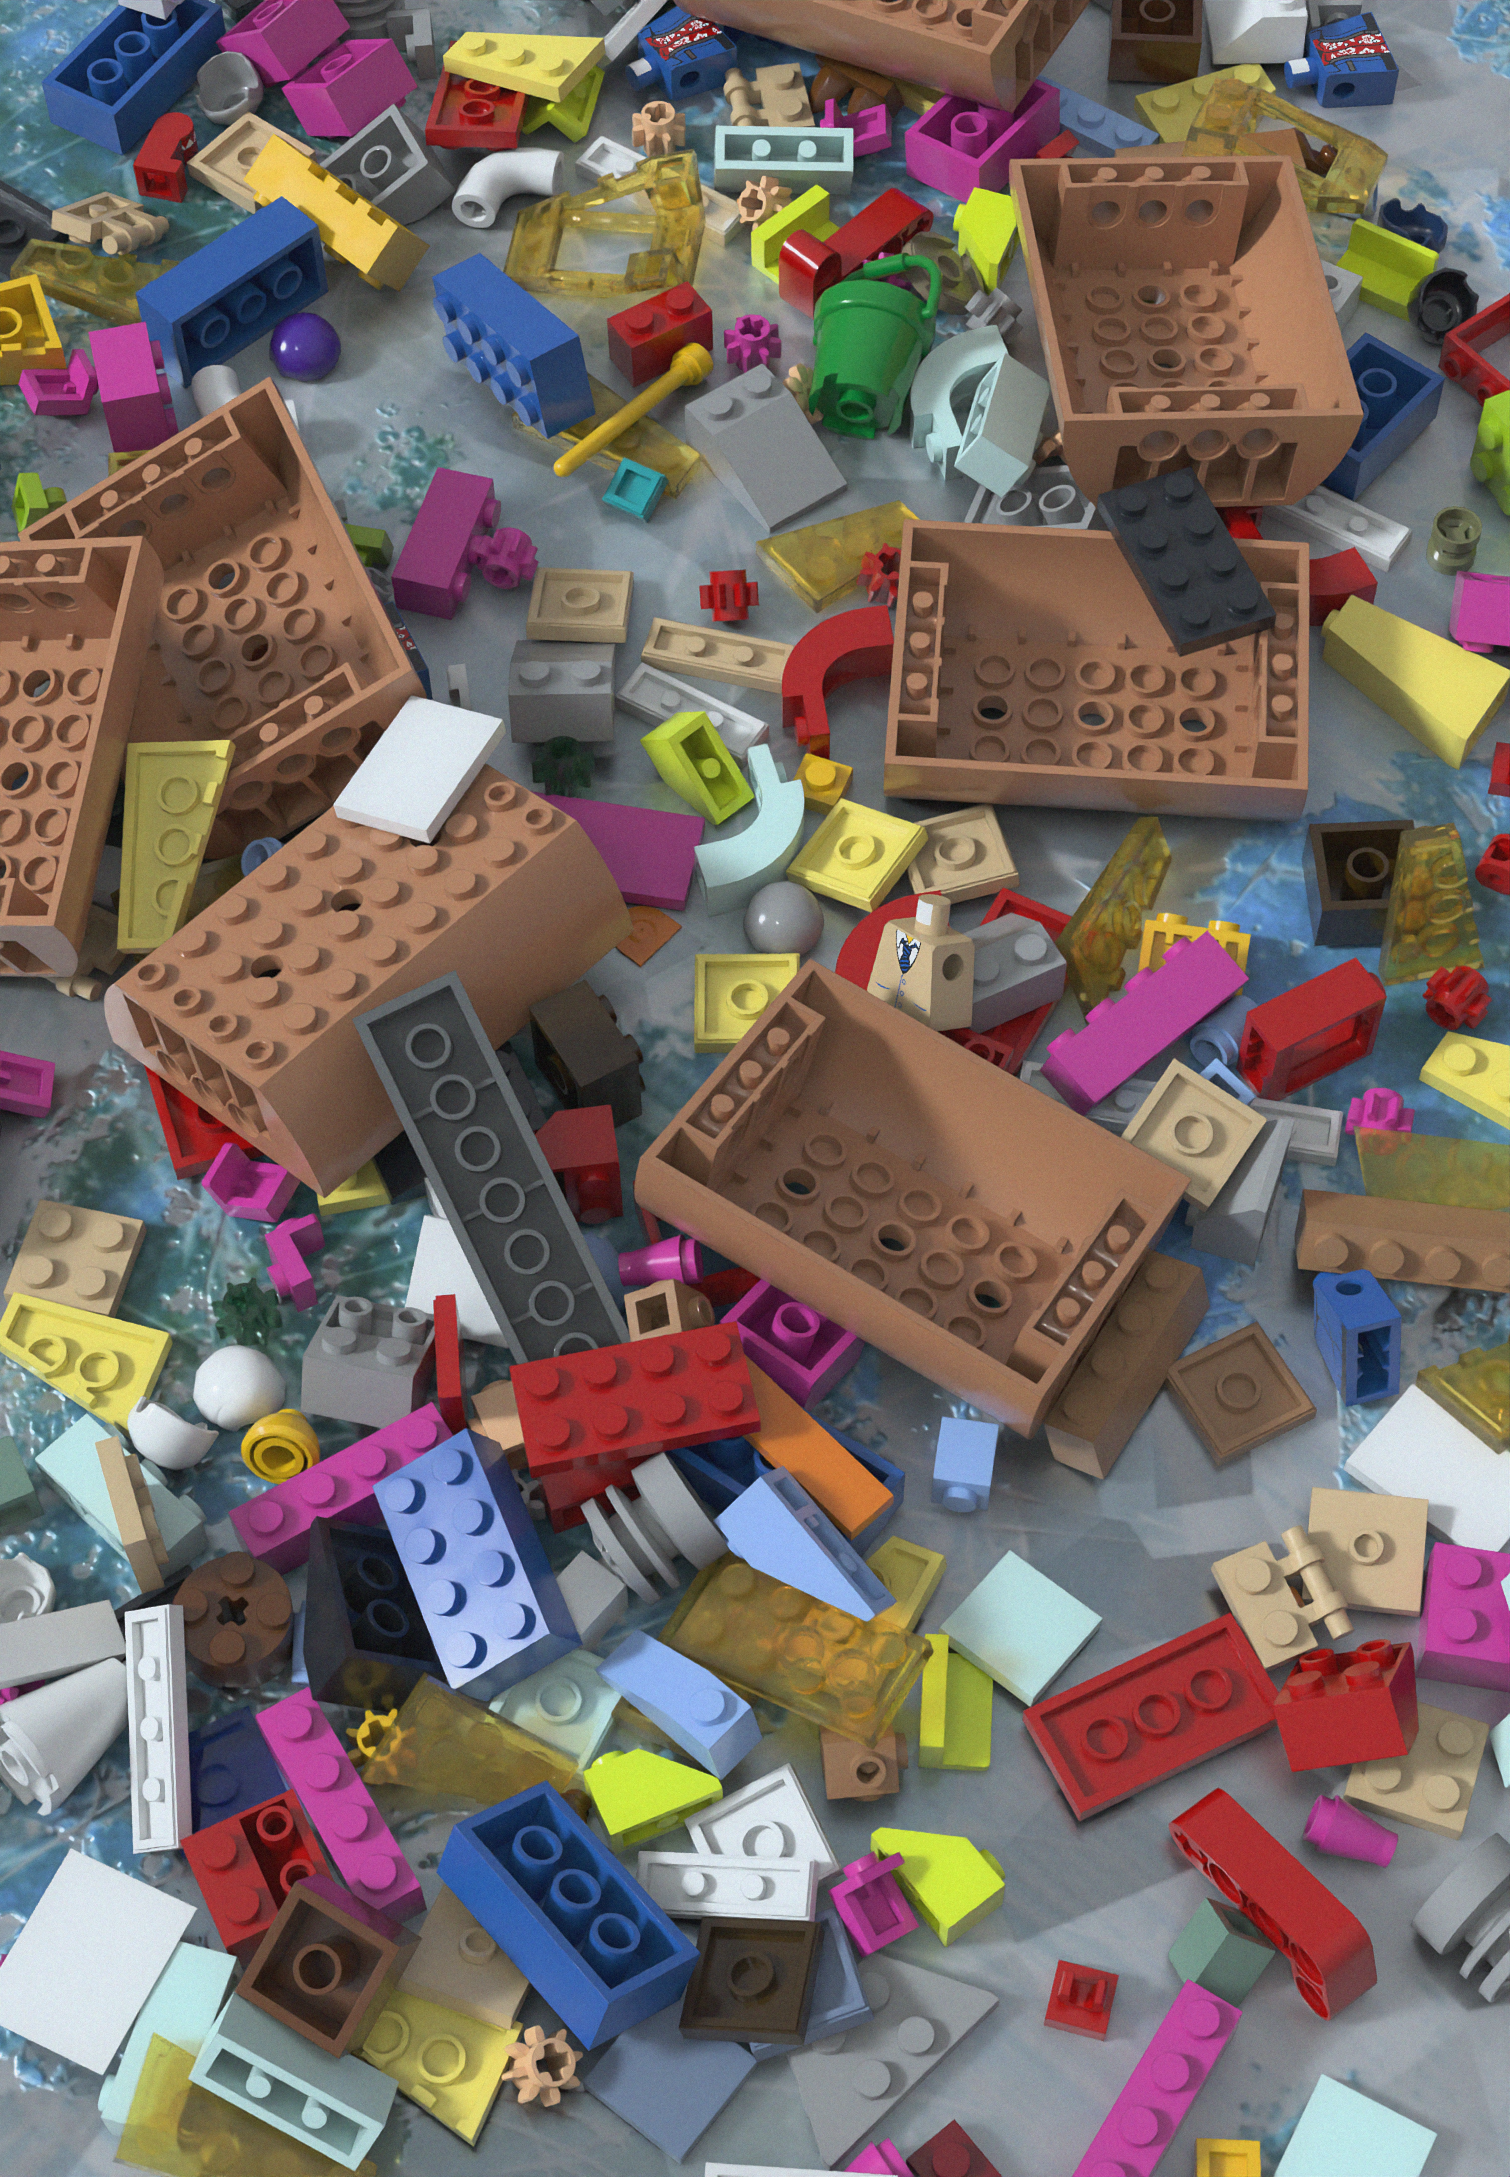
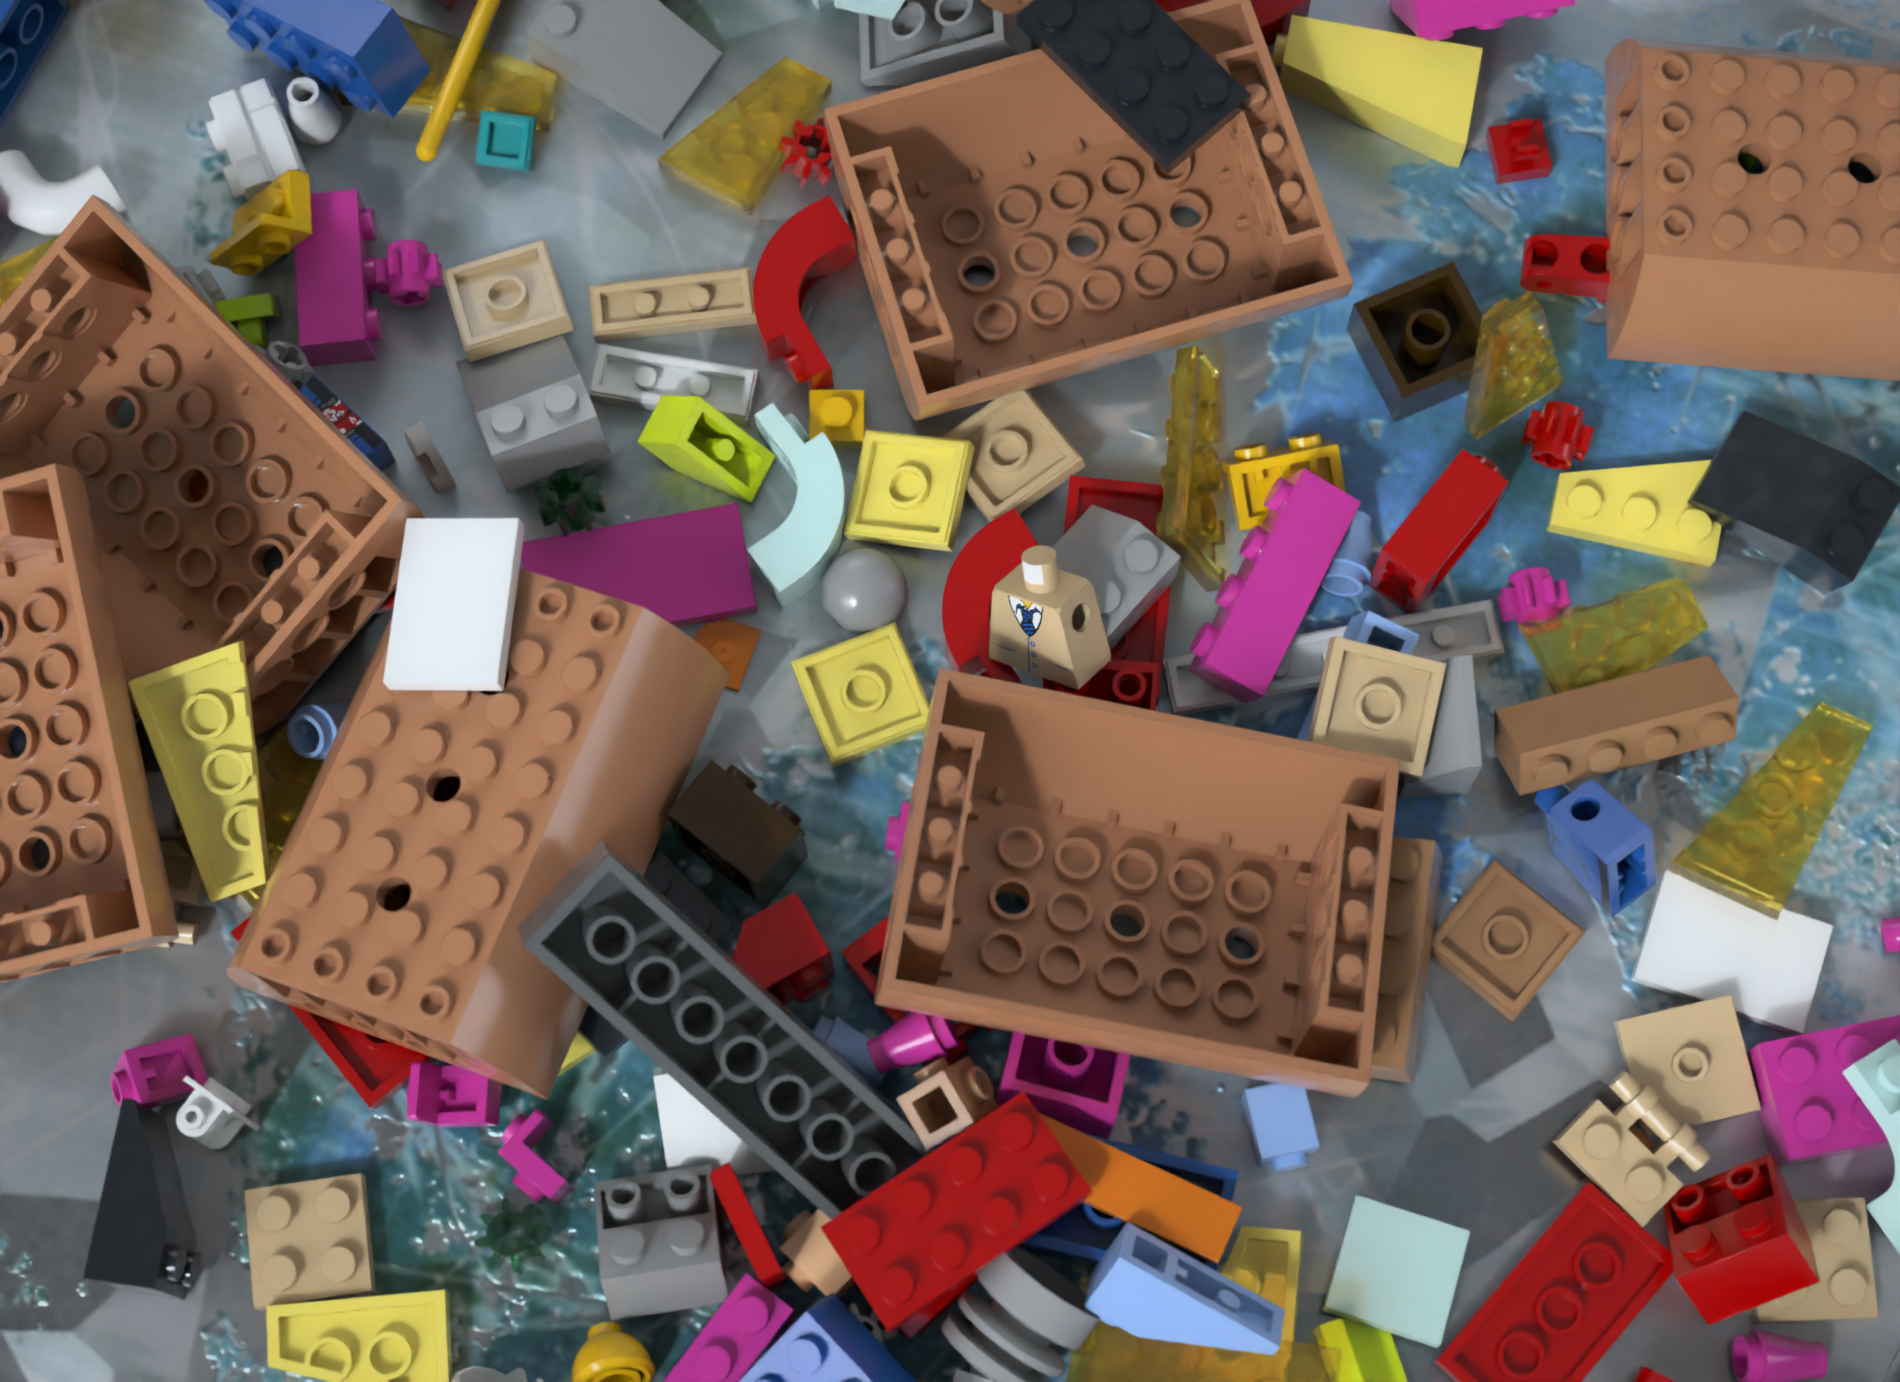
camera: 20 degrees left, 15 degrees up
(42, 1122) = (213, 1114): none -> white hinge
(238, 1387) = (537, 1316): white hair -> none
(304, 347) = (79, 89): dark purple hair -> none
(405, 484) = (267, 226): none -> yellow bracket
(429, 427) = (256, 137): none -> white brick
(484, 419) = (312, 114): none -> white cone
(729, 595) = (658, 235): red gear -> none

